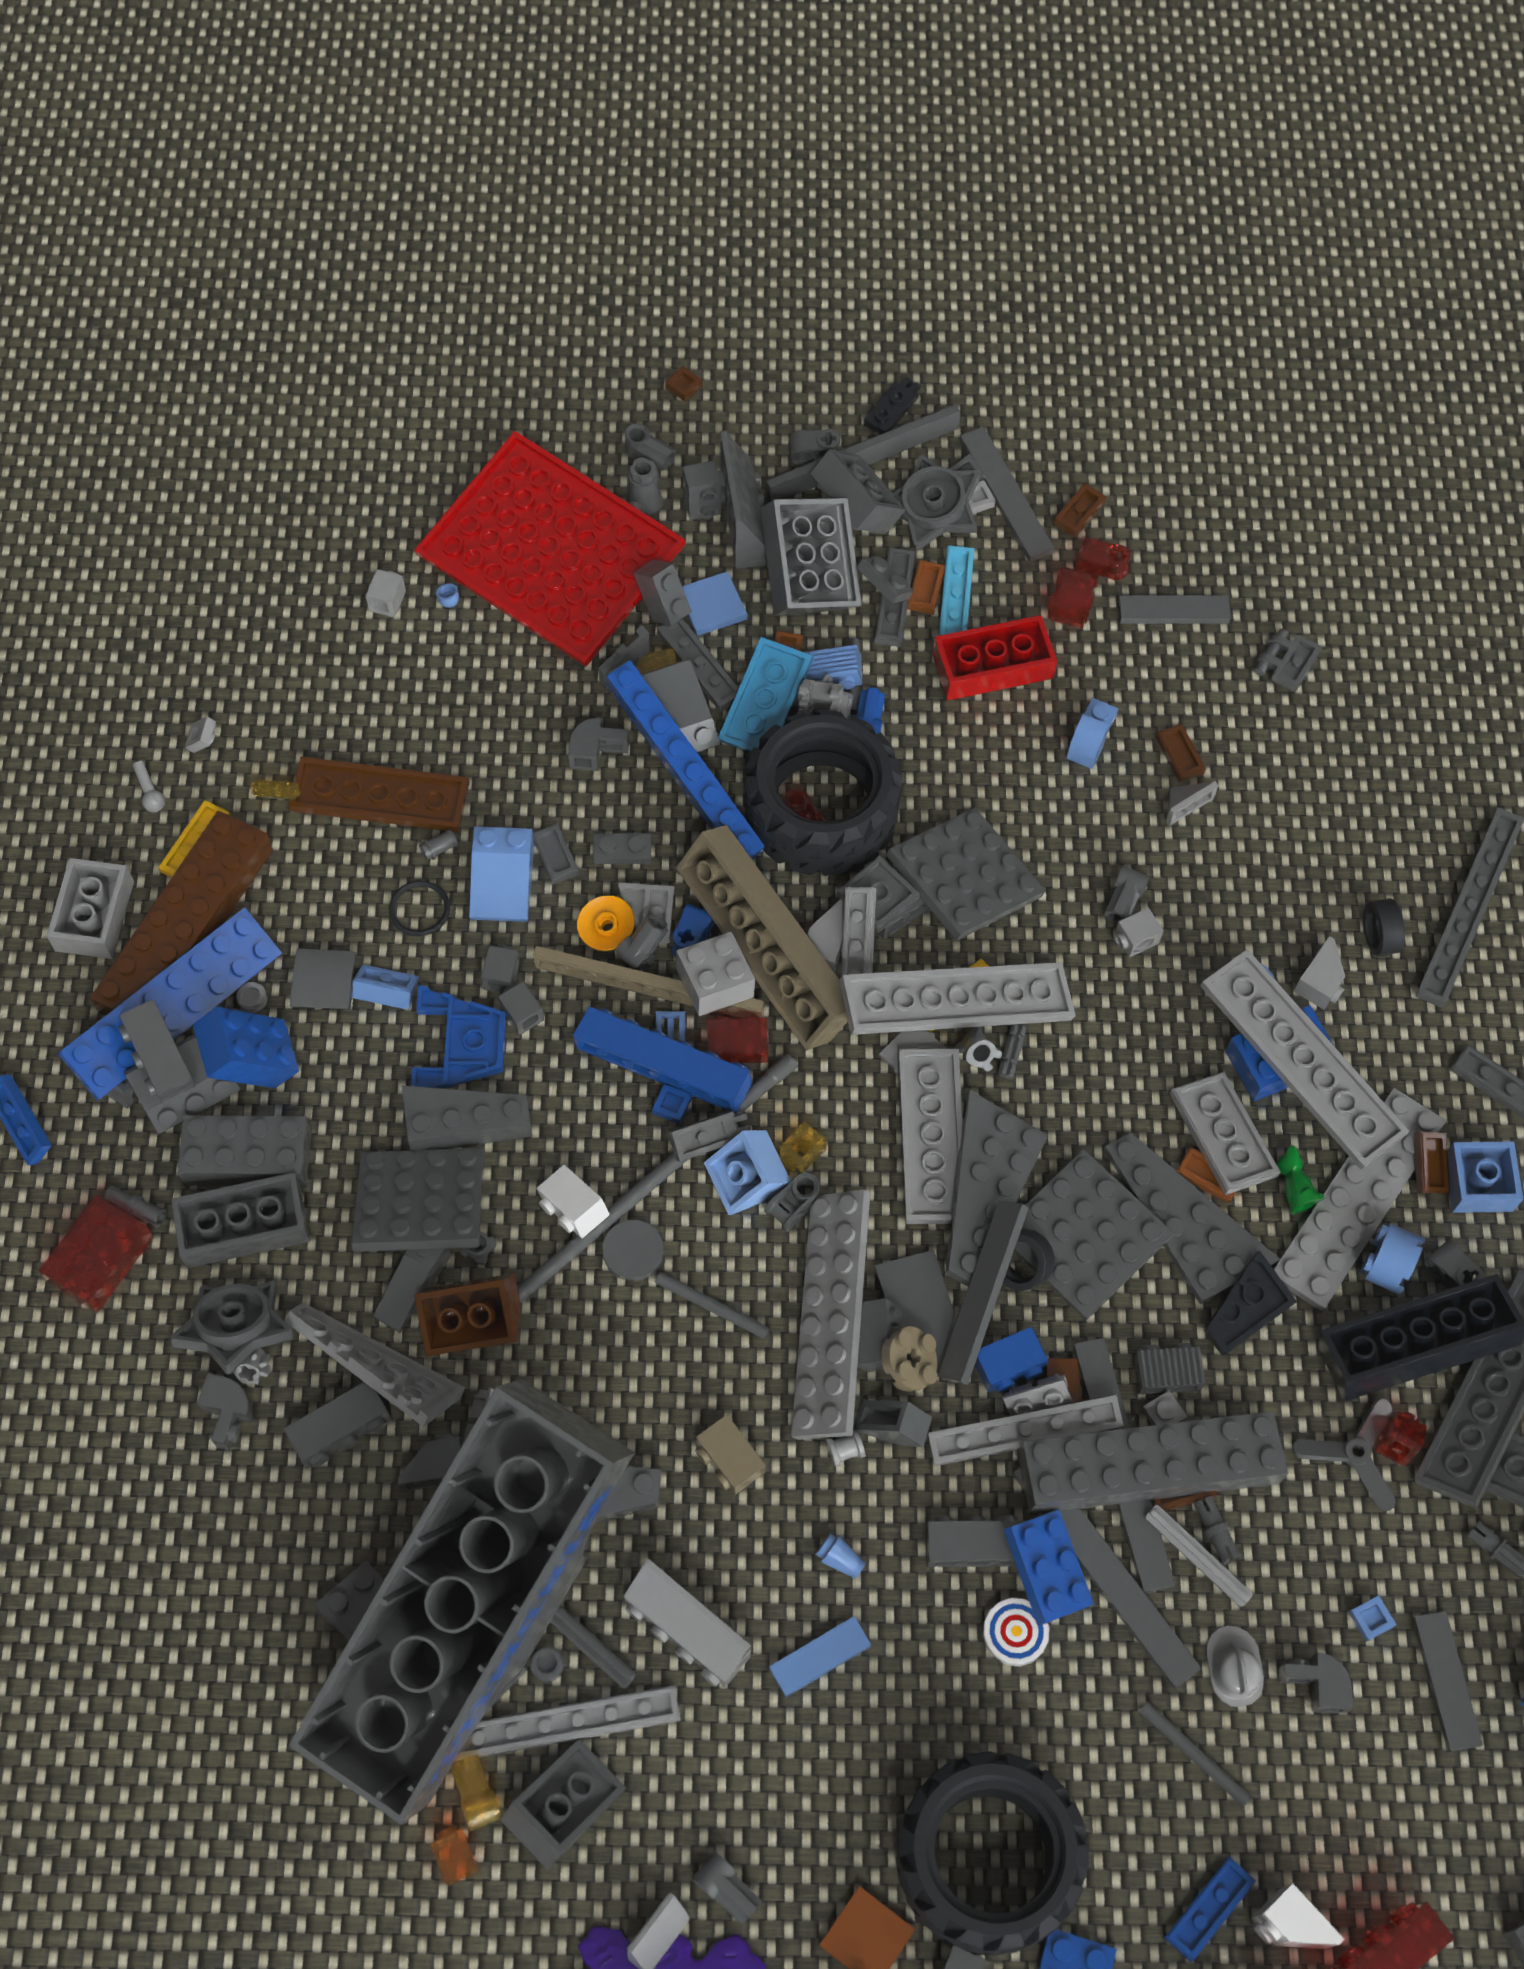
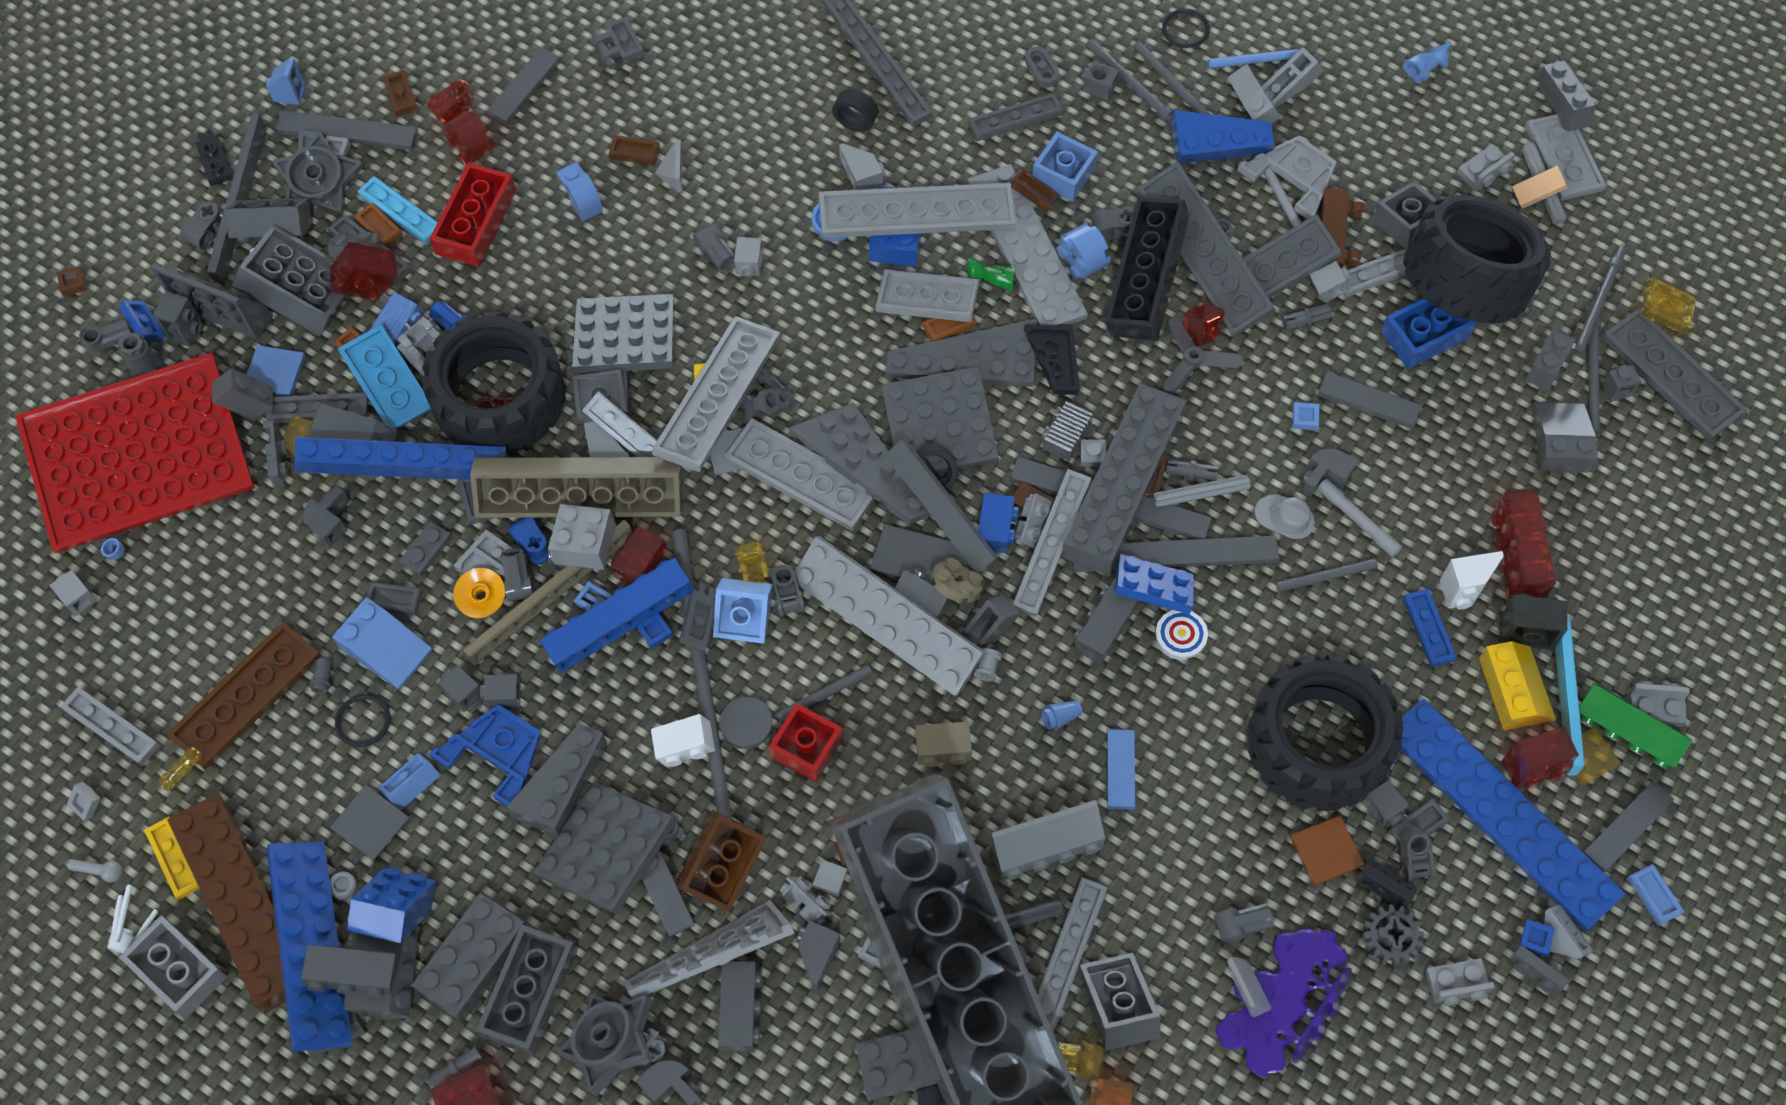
camera: 55 degrees left, 0 degrees up
(96, 849) = (121, 937): none -> white plant
(282, 708) = (110, 726): none -> light grey plate
(642, 1319) = (806, 742): none -> red brick
(686, 454) = (142, 320): none -> blue plate
(858, 604) = (363, 271): none -> clear red brick
(1012, 412) = (286, 83): none -> medium blue slope
(1282, 1790) = (1338, 498): none -> light grey piece

